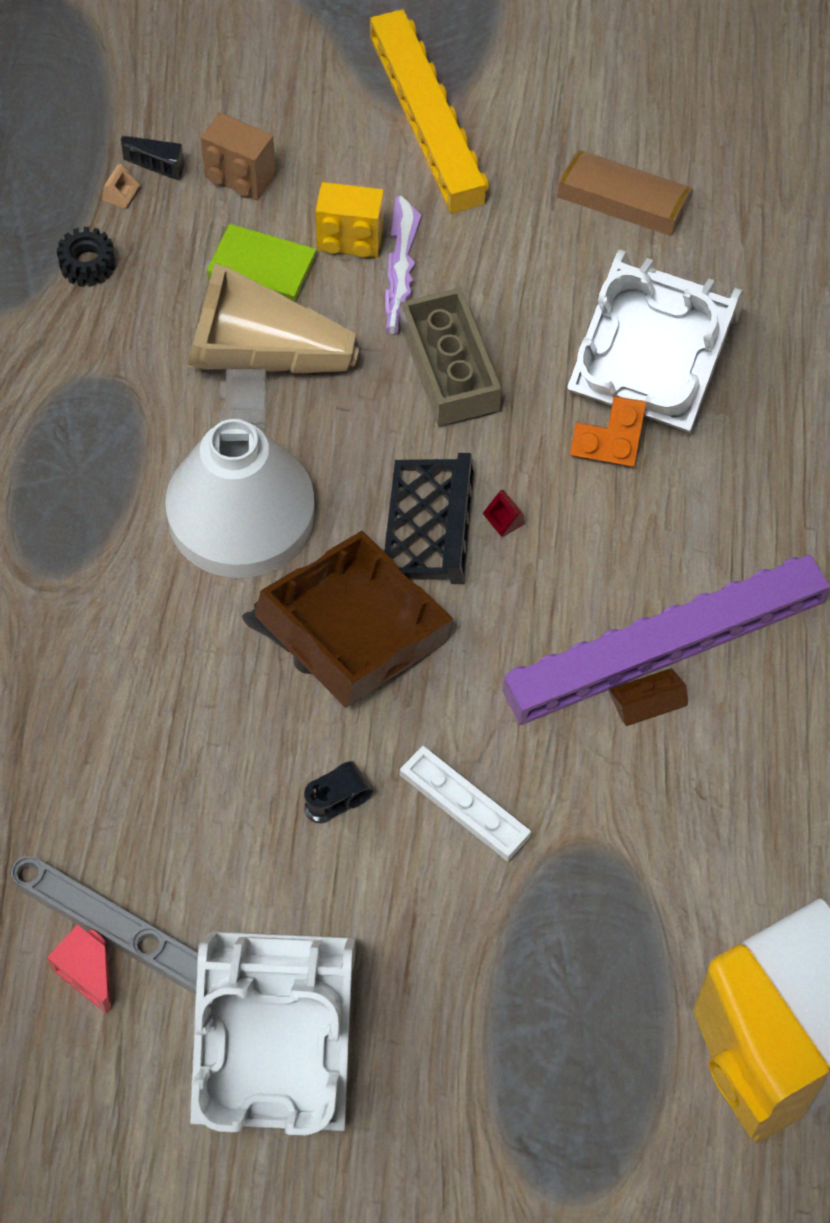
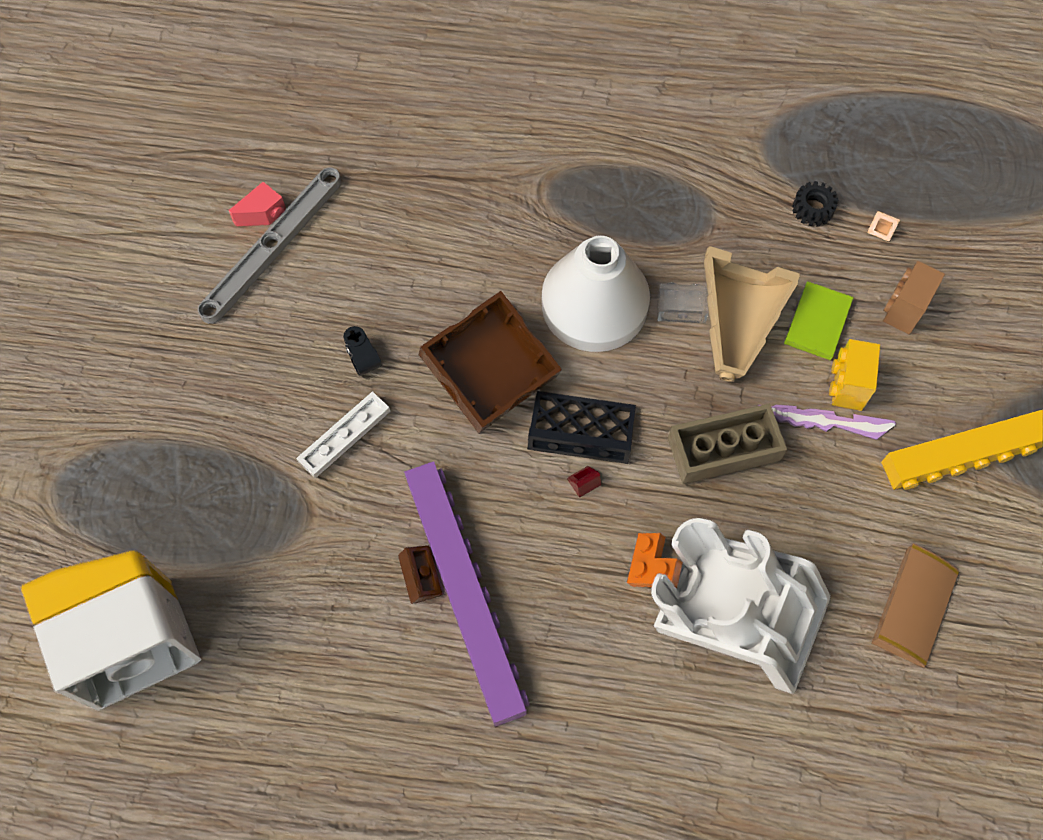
camera: 95 degrees right, 5 degrees up
(154, 155) = (915, 248): black slope -> none
(272, 1032) = (188, 294): white piece -> none

